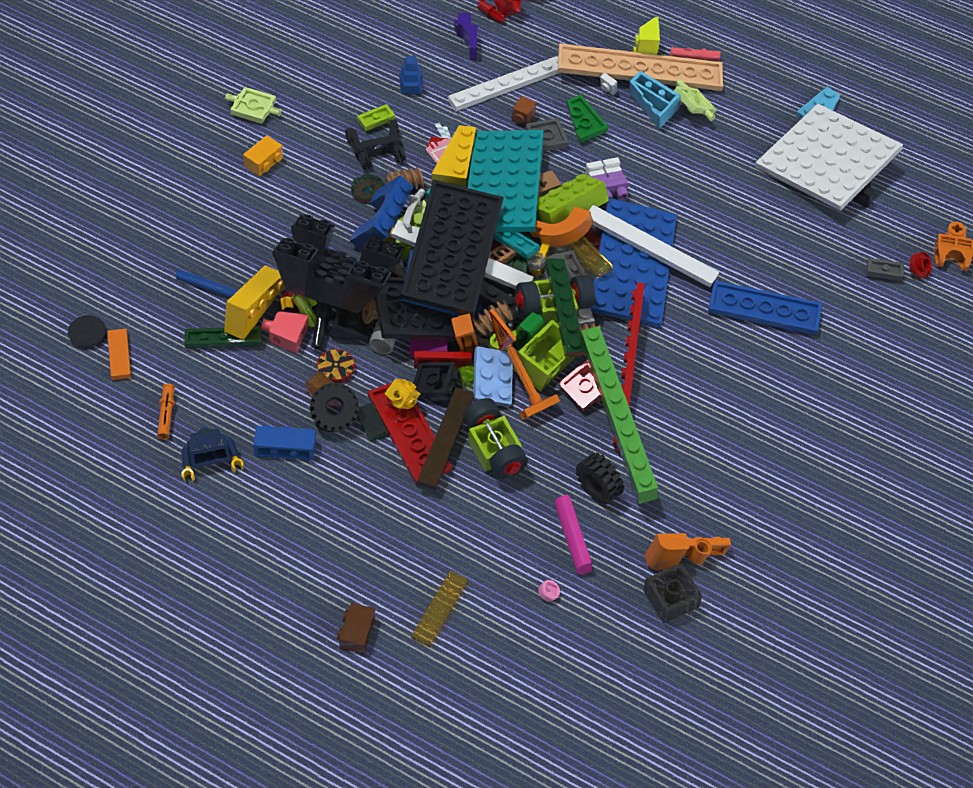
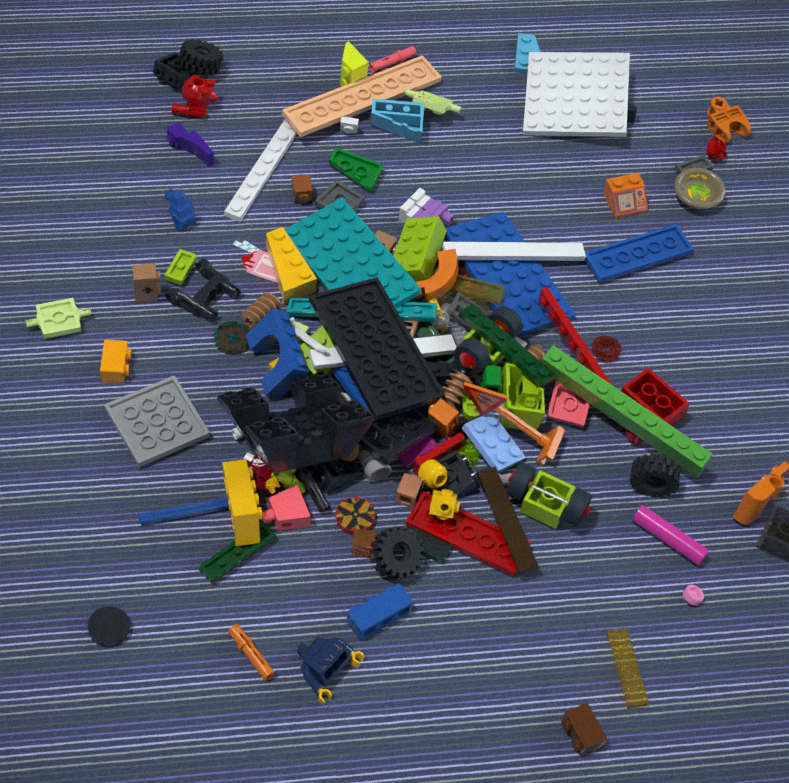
camera: 40 degrees left, 0 degrees up
(119, 354) = (158, 627): orange tile -> none
(254, 213) = (156, 421): none -> light grey plate
(334, 112) = (145, 283): none -> medium nougat brick
(392, 369) = (408, 490): none -> nougat brick
(417, 368) = (432, 474): none -> yellow head
(659, 424) = (657, 396): none -> red brick
(667, 359) = (604, 342): none -> clear red gear
(798, 257) = (626, 195): none -> orange slope
(870, 286) = (699, 188): none -> dark tan piece

